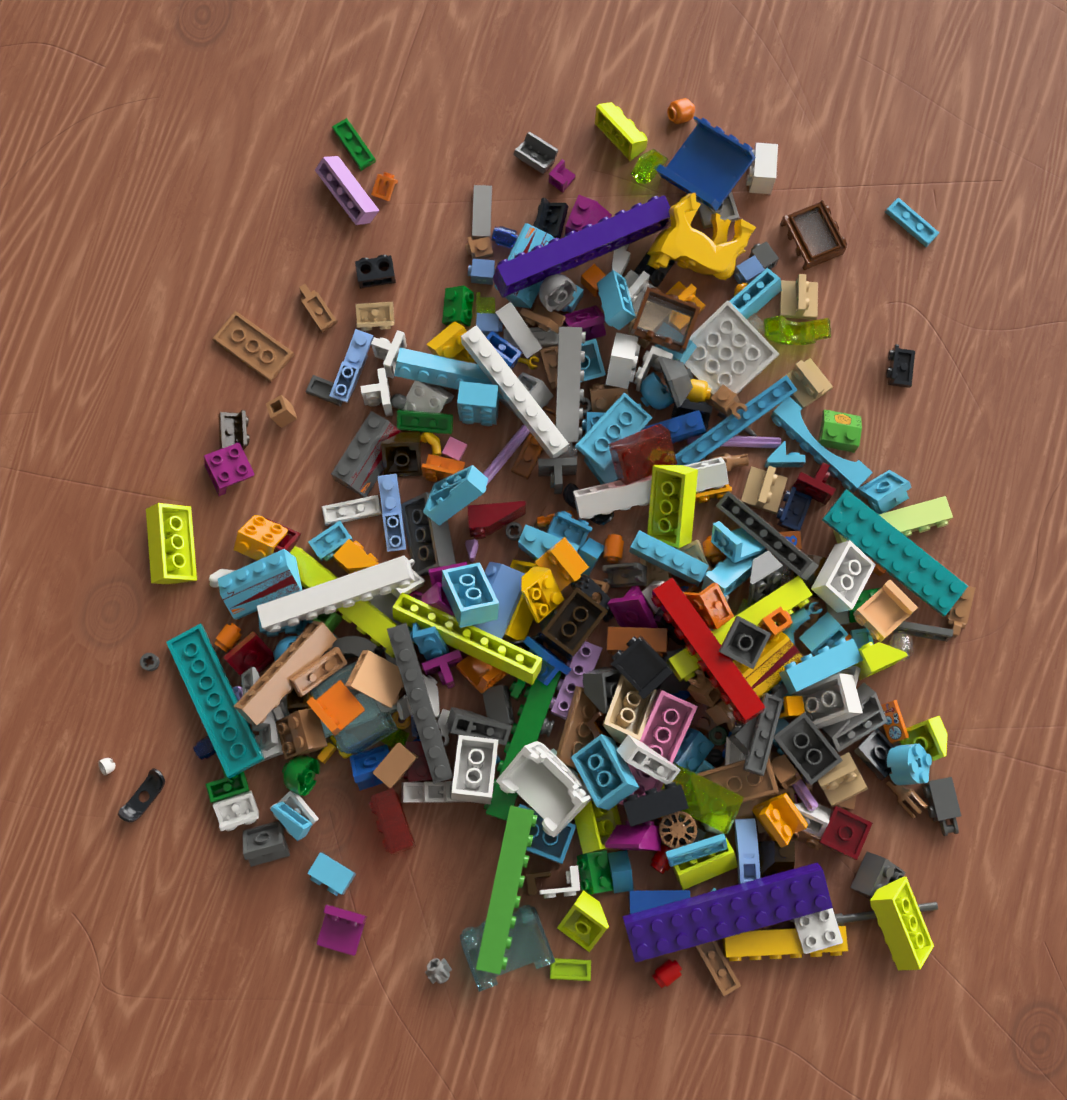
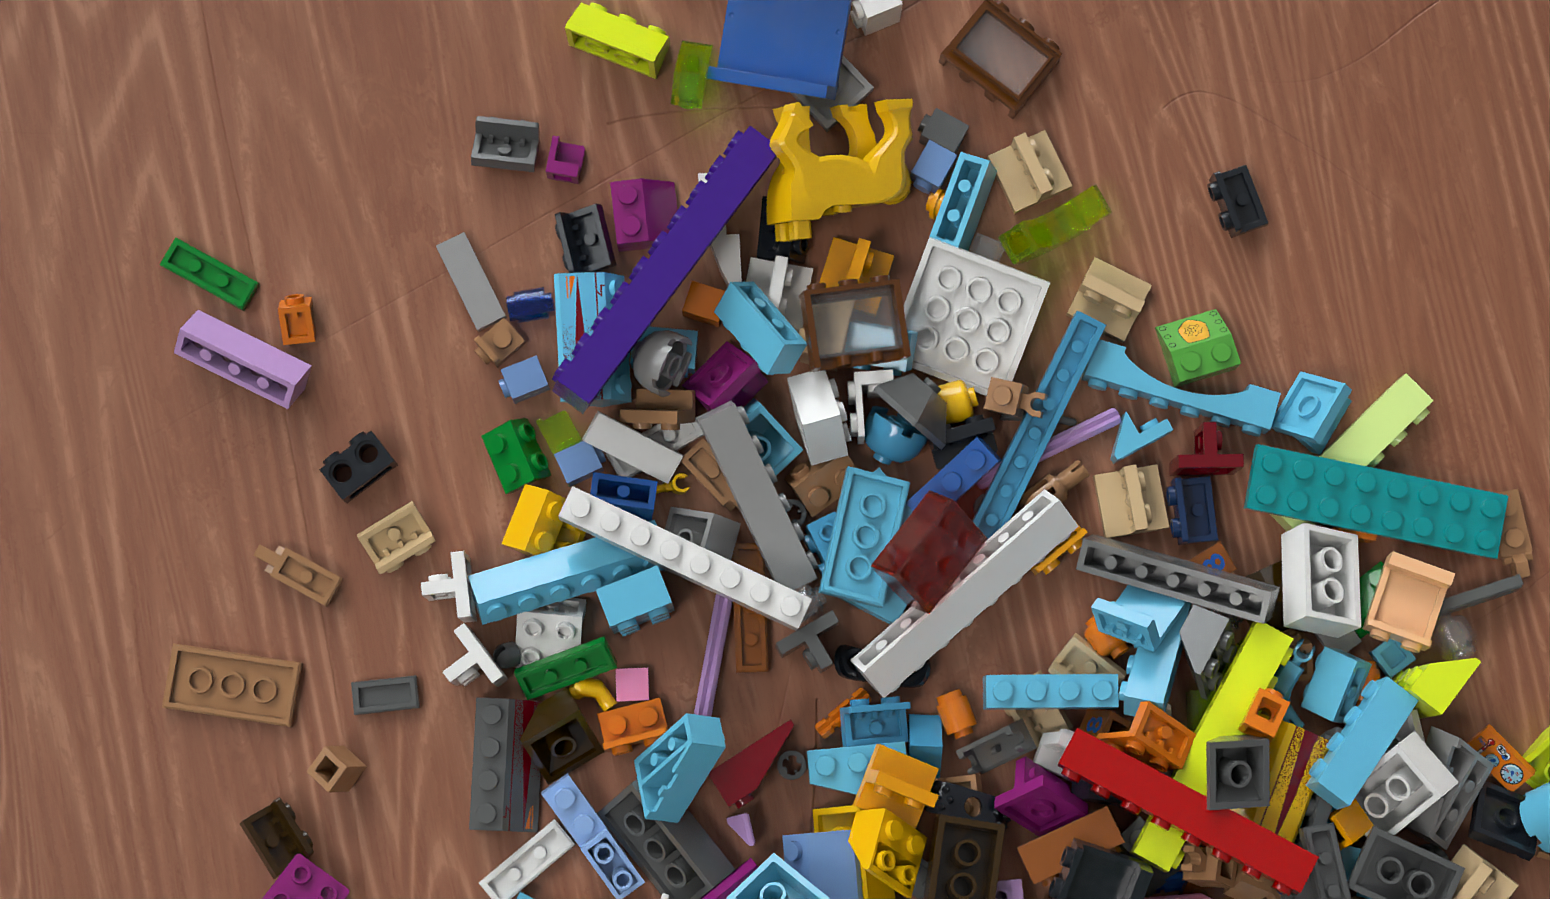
camera: 30 degrees left, 5 degrees up
(351, 366) = (405, 639): light blue slope -> none
(672, 504) = (1012, 605): neon yellow slope -> none

